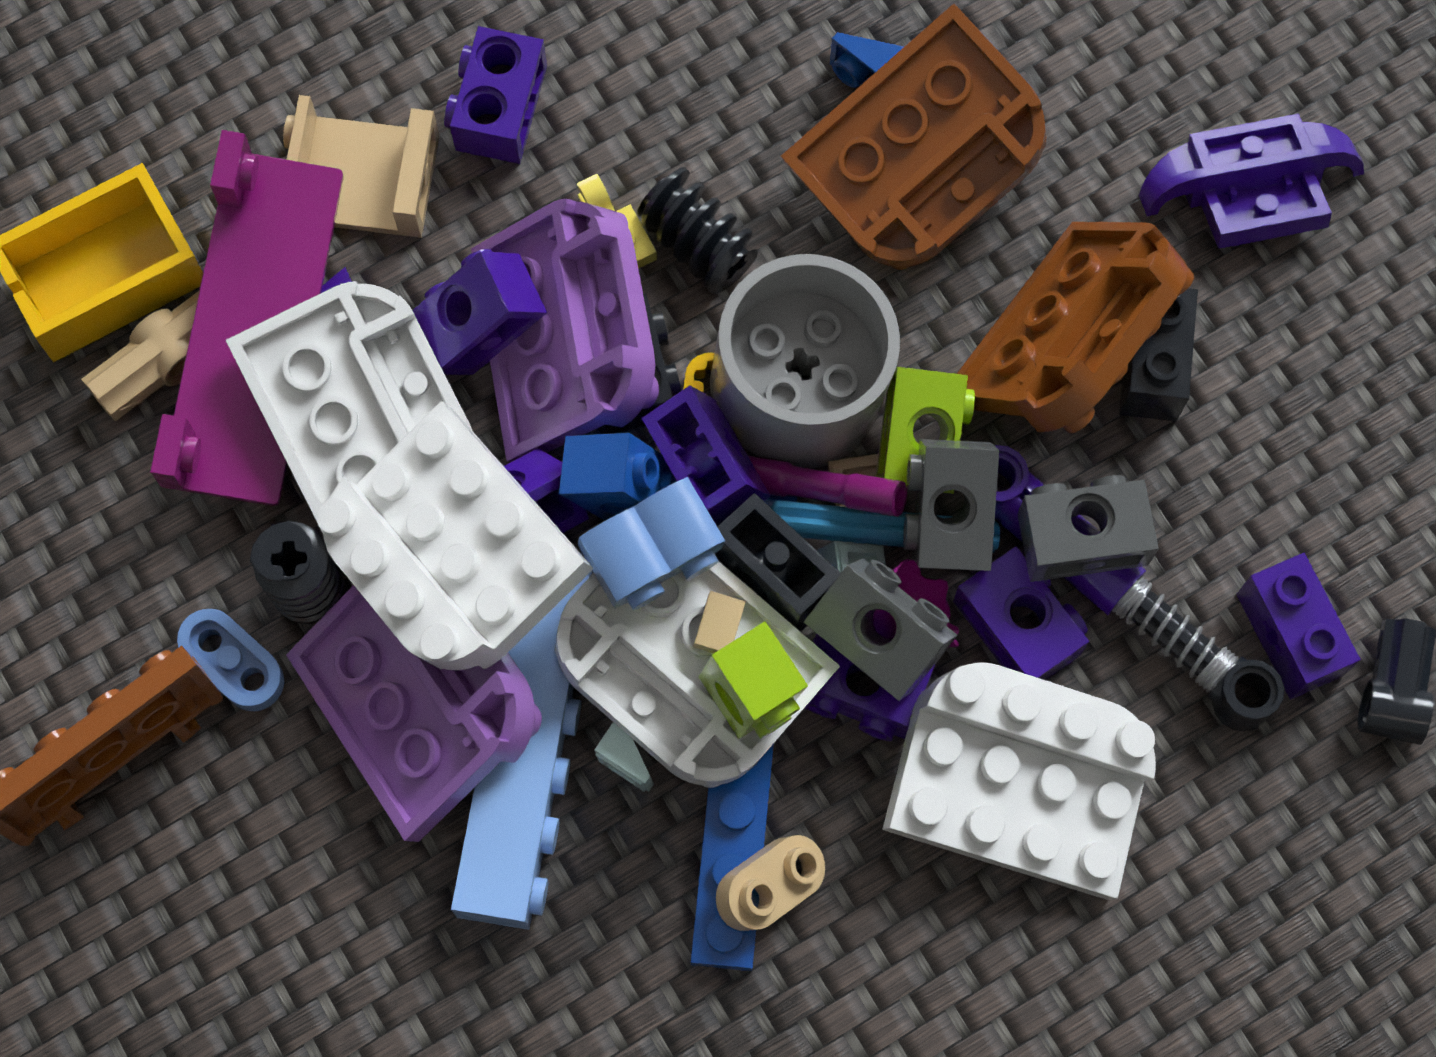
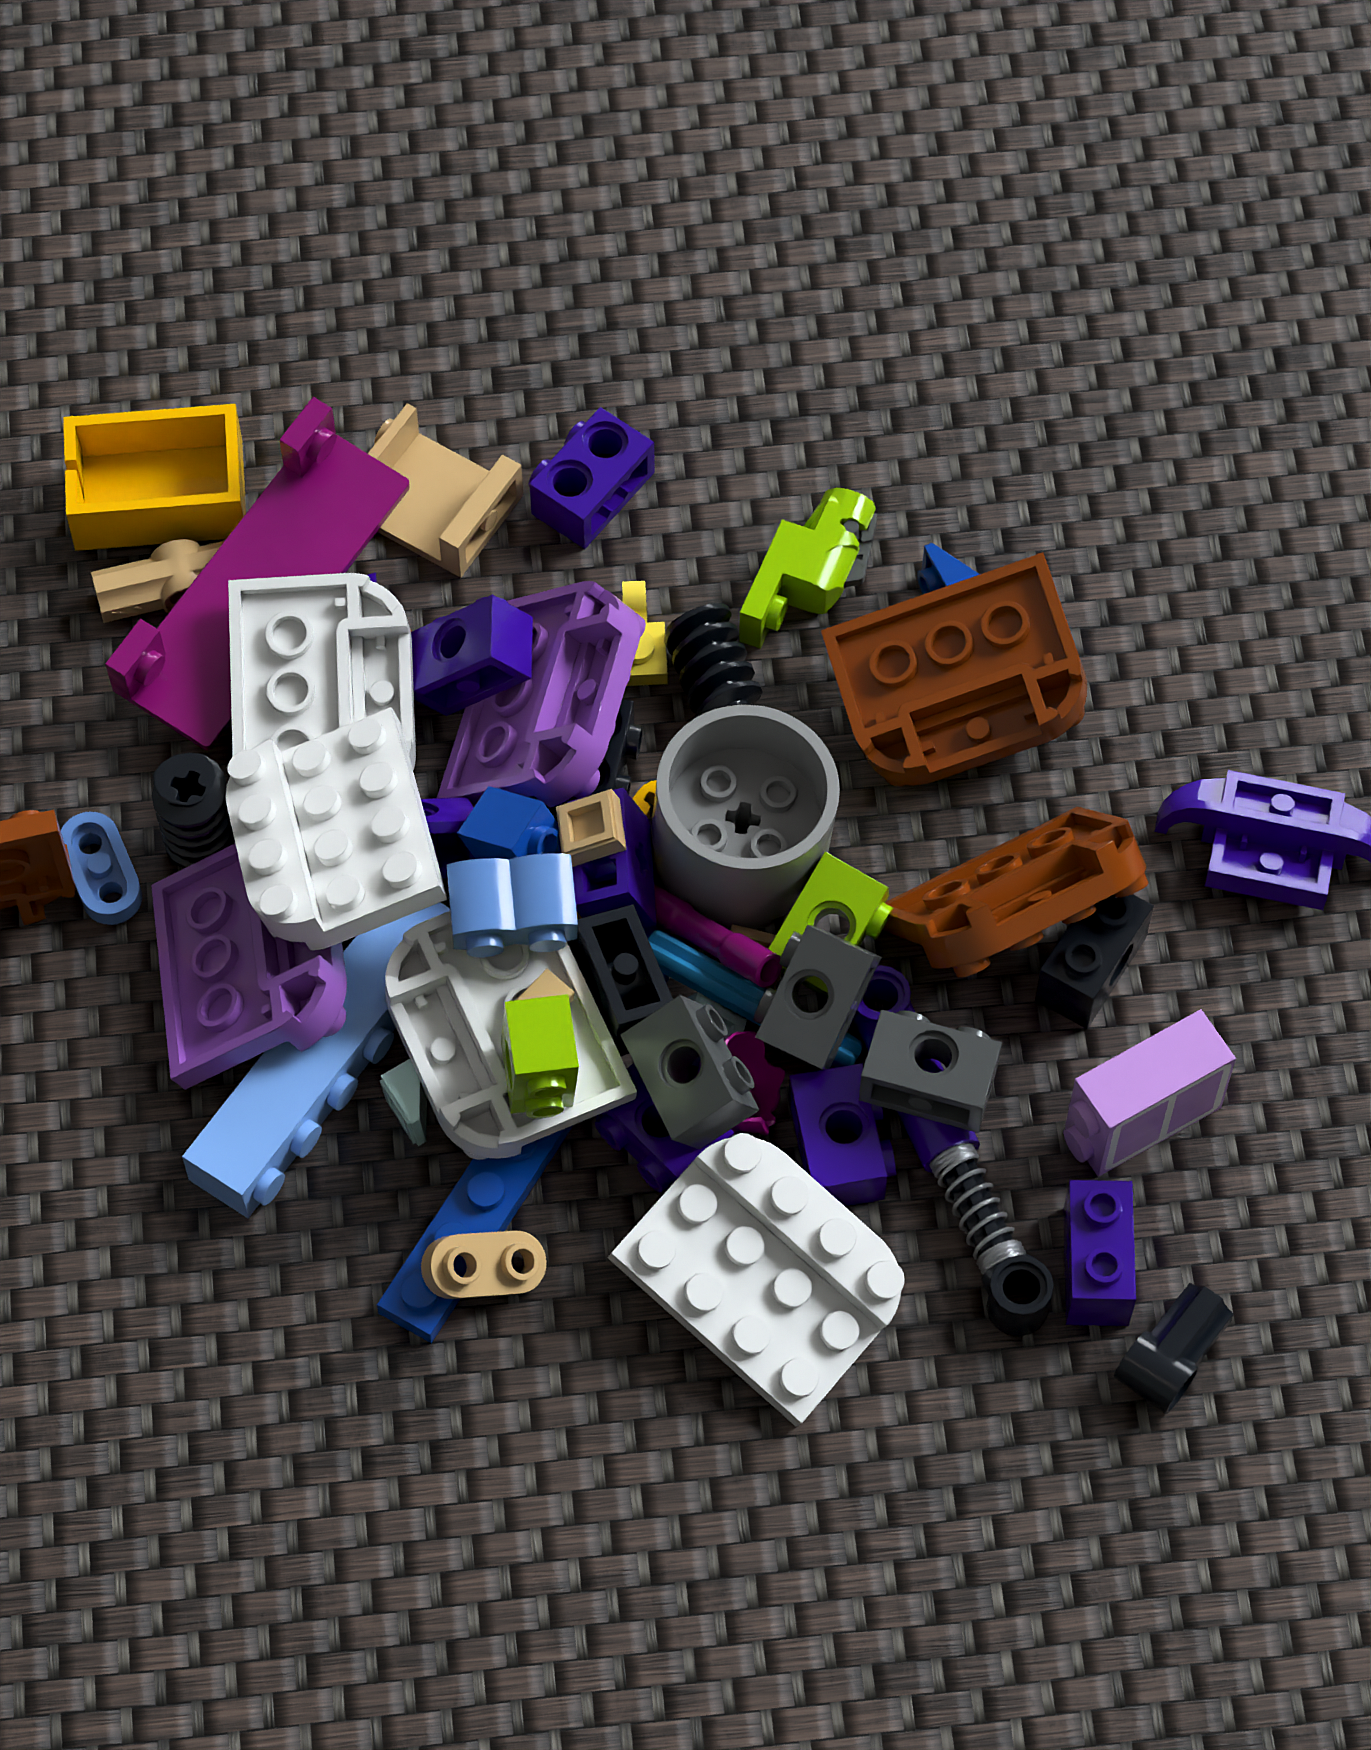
camera: 25 degrees right, 10 degrees down
(680, 437) = (591, 827): none -> tan tile
(736, 91) = (810, 563): none -> lime plate
(1275, 463) = (1148, 1093): none -> lavender brick

